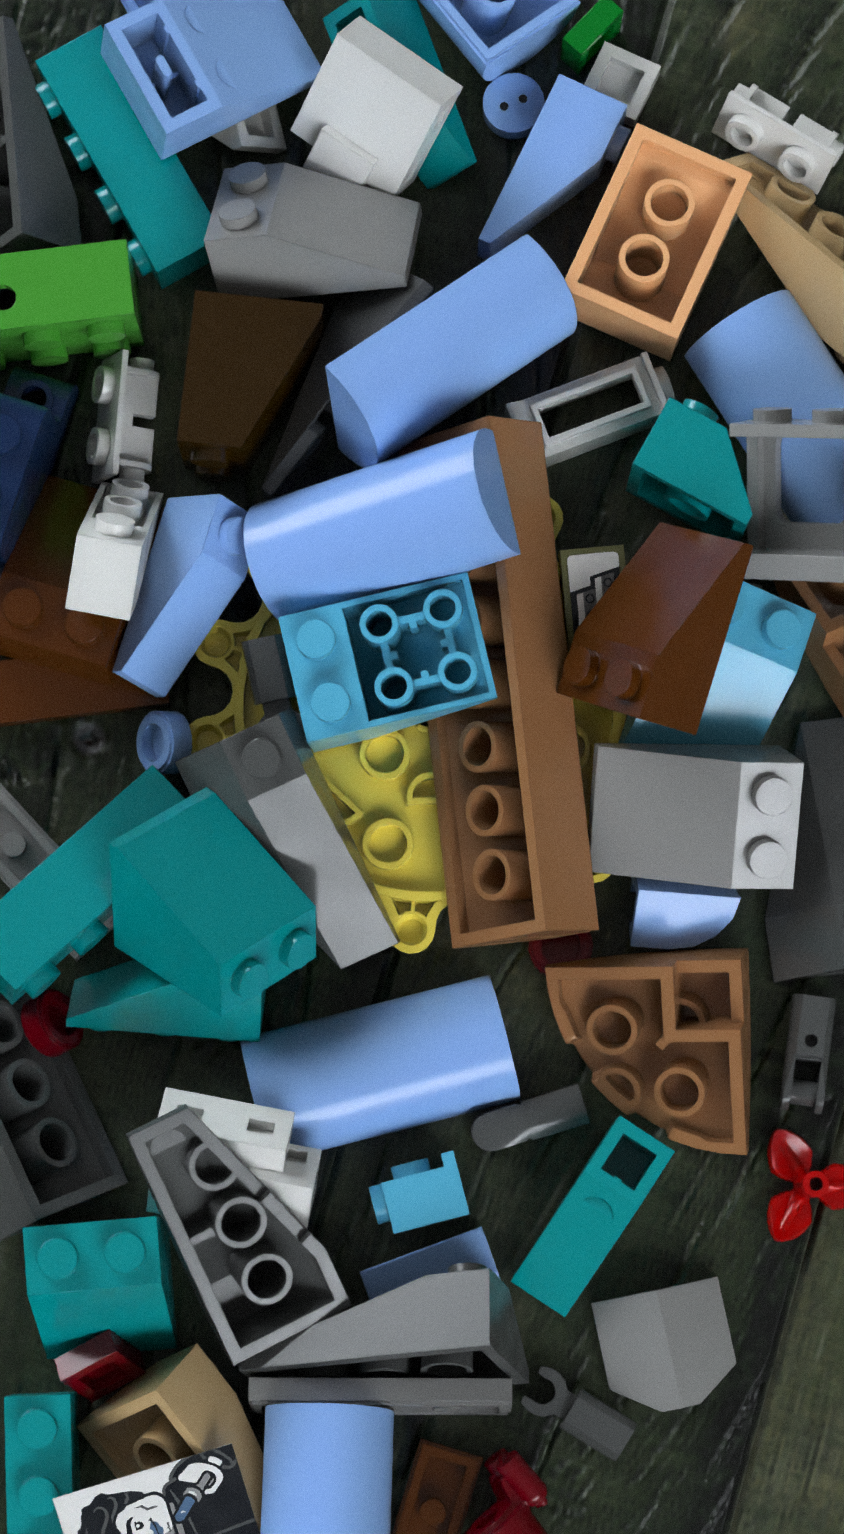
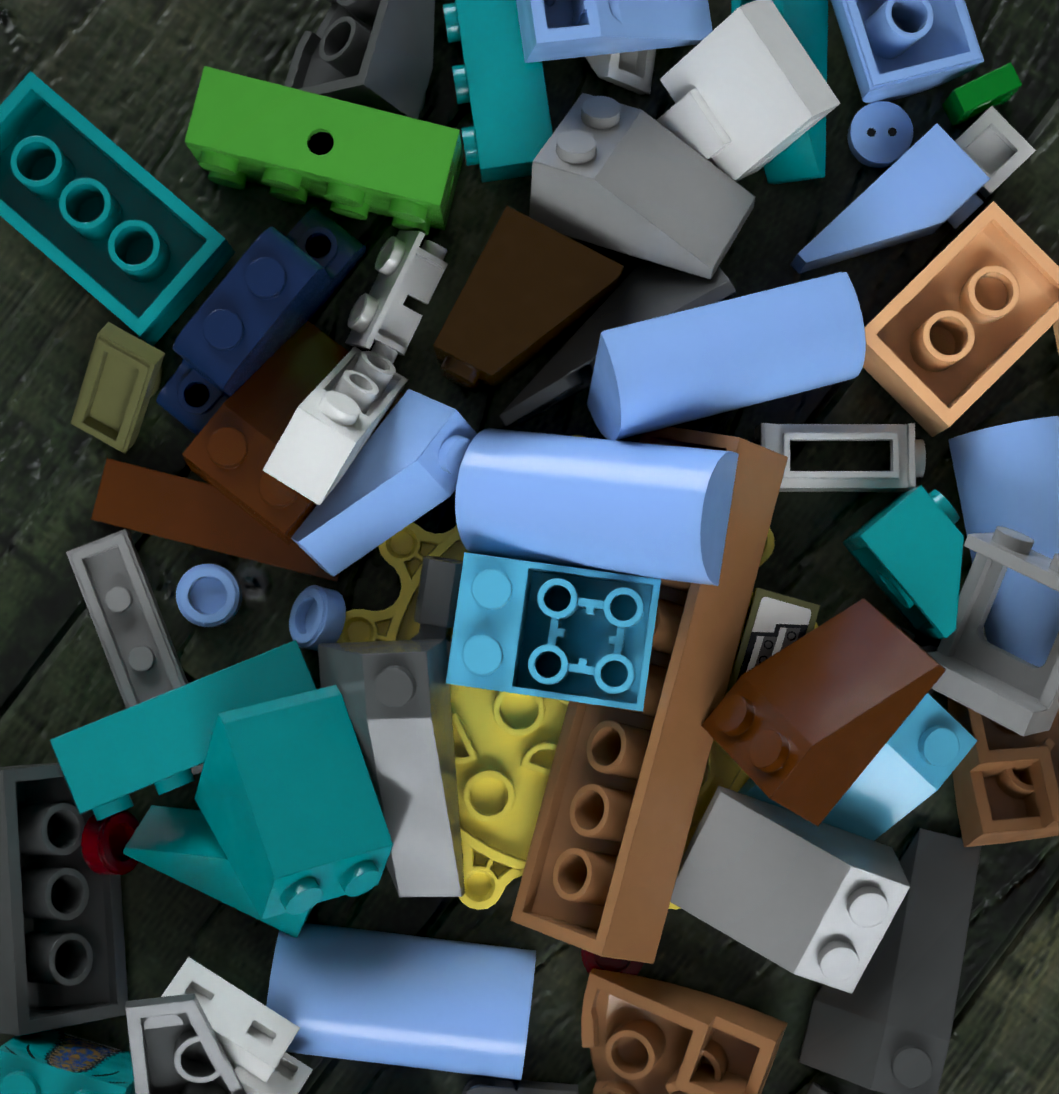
camera: 20 degrees right, 5 degrees up
(54, 763) = (208, 595): none -> light blue tile
(678, 913) = (733, 970): light blue brick -> none

